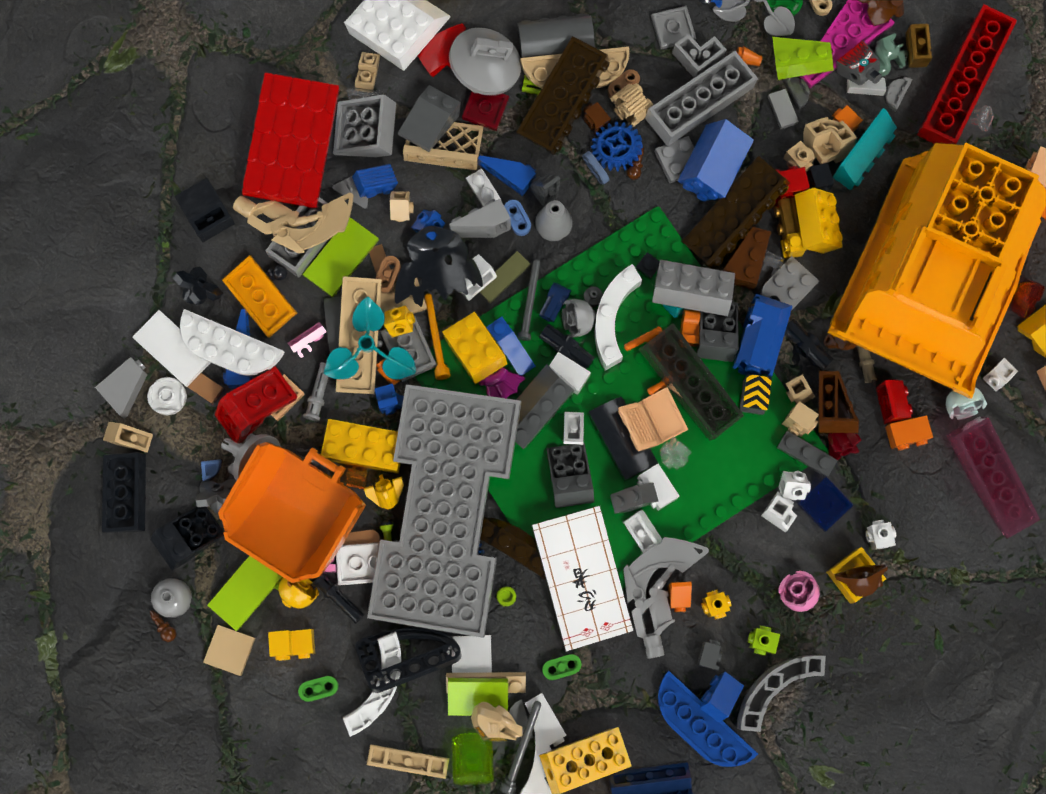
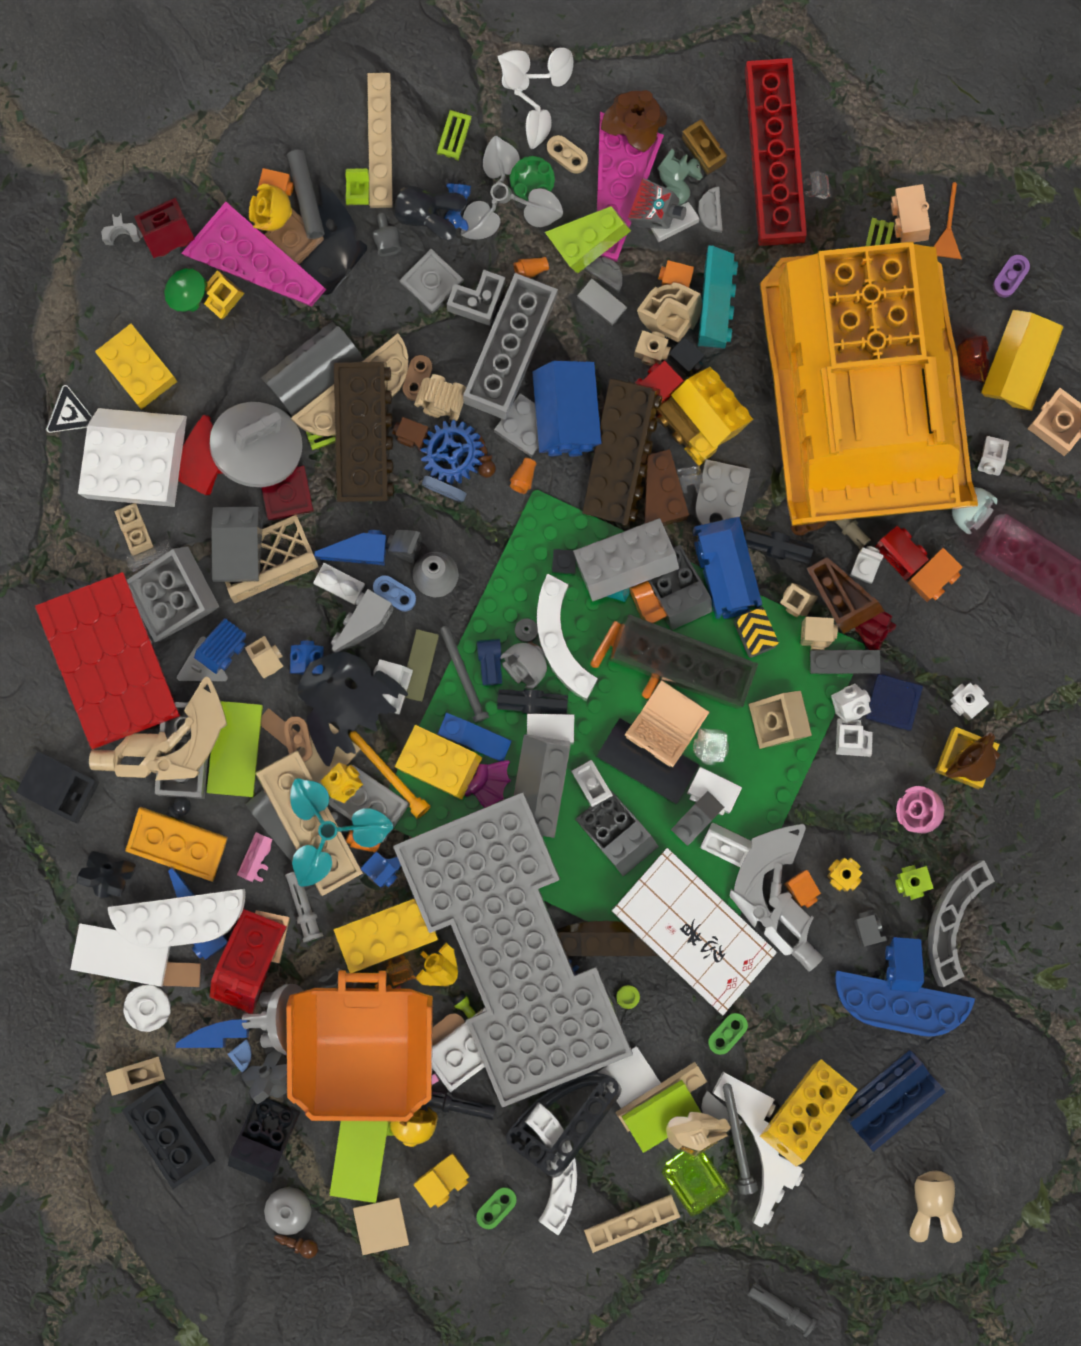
camera: 30 degrees left, 5 degrees up
(123, 386) = (95, 1026): light grey slope -> none
(200, 442) = (214, 1035): none -> blue slope
(656, 192) = (523, 477): none -> orange cone
(736, 465) = (780, 719): none -> tan slope
(864, 395) = (866, 564): none -> white bracket

